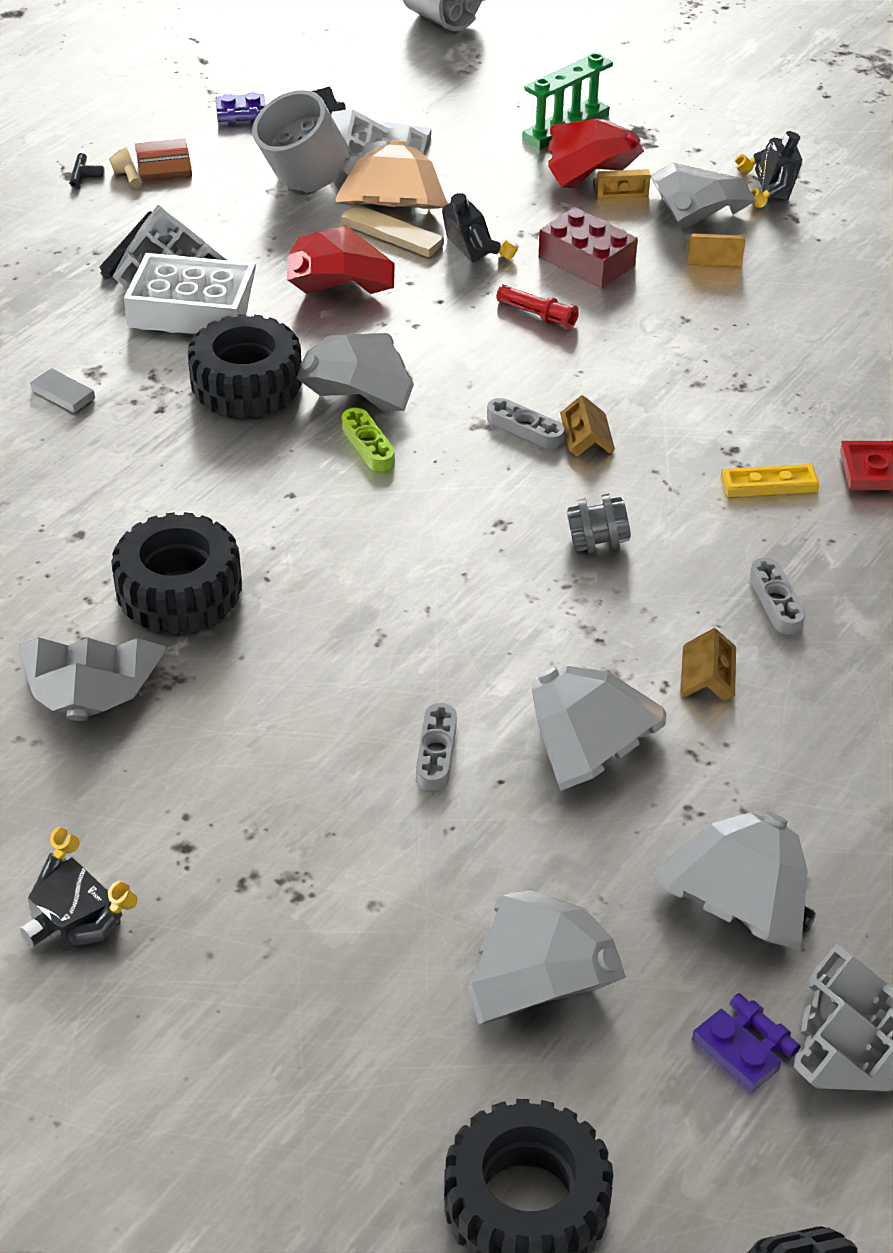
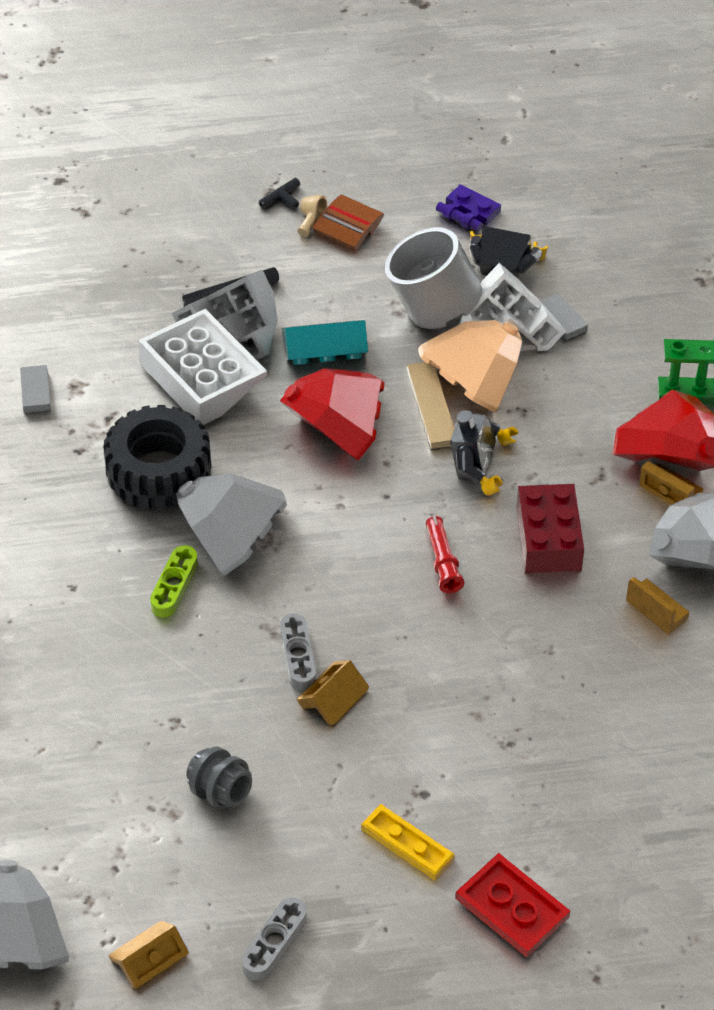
camera: 45 degrees right, 5 degrees up
(260, 231) = (325, 341): none -> teal slope

